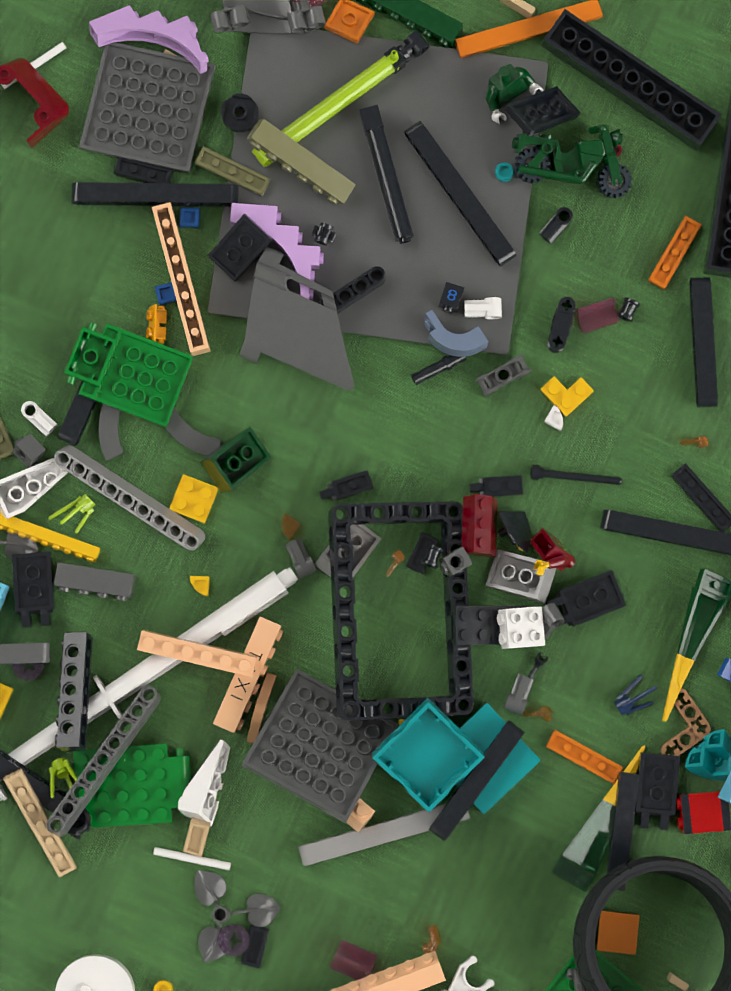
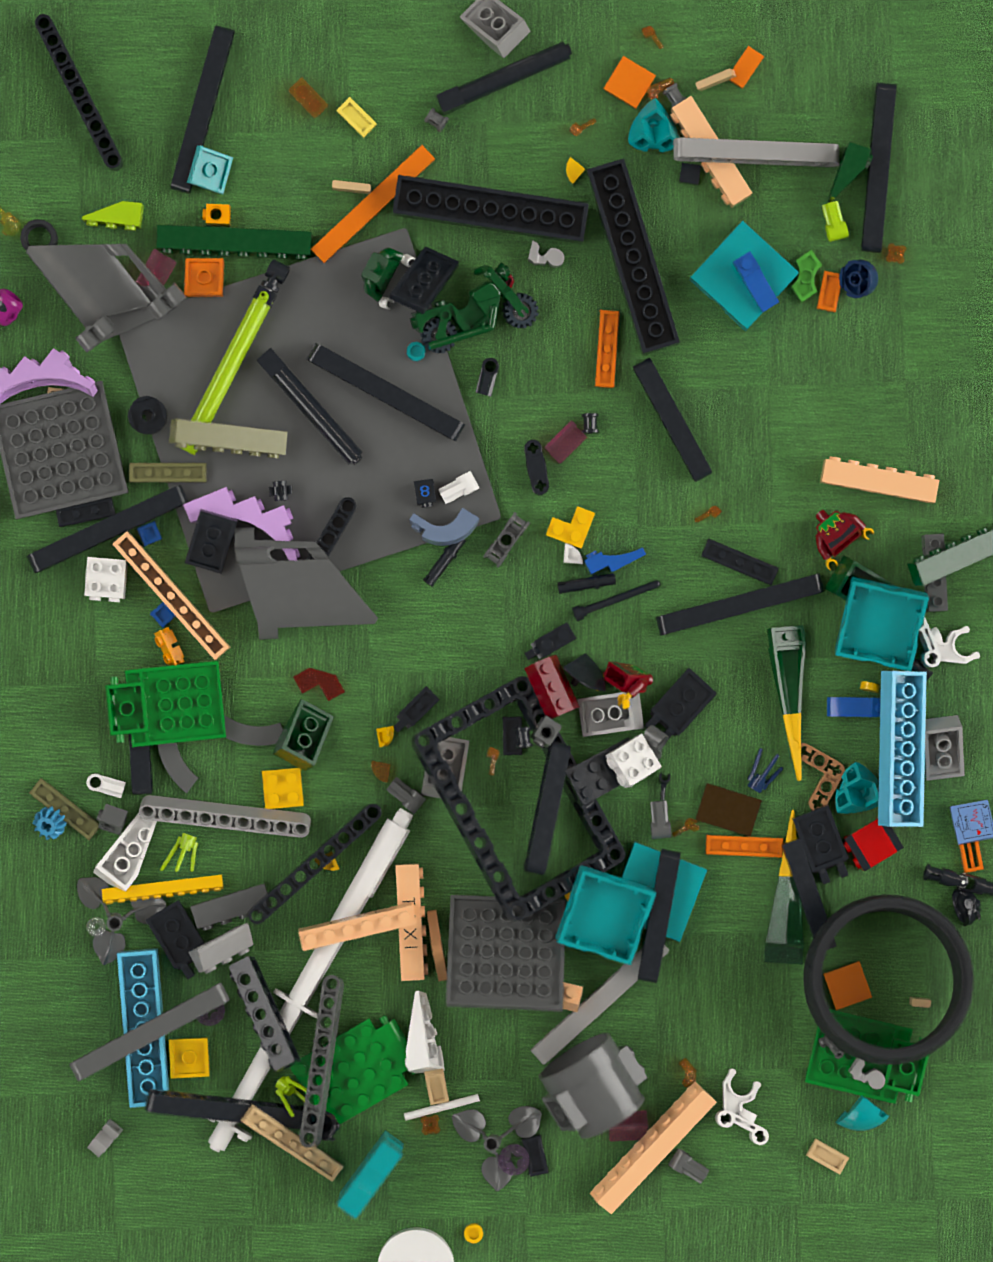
camera: 30 degrees left, 5 degrees up
(66, 613) = (222, 948): none -> light grey slope
(95, 887) = (370, 1174): none -> teal tile
(131, 236) = (106, 579): none -> white brick
(176, 875) = (426, 1128): none -> clear orange plate
(197, 578) = (323, 860): none -> black beam
(270, 414) = (328, 682): none -> clear red tile
(308, 496) = (385, 735): none -> yellow tile
(339, 908) = (593, 1086): none -> dark grey cylinder
(422, 631) = (547, 808): none -> black beam
(556, 449) = (586, 583): none -> black pin
(576, 435) = (598, 561): none -> blue slope
(585, 716) = (728, 809): none -> dark brown tile
(665, 149) = (553, 256): none -> light grey leg
(720, 84) = (573, 170): none -> yellow tile

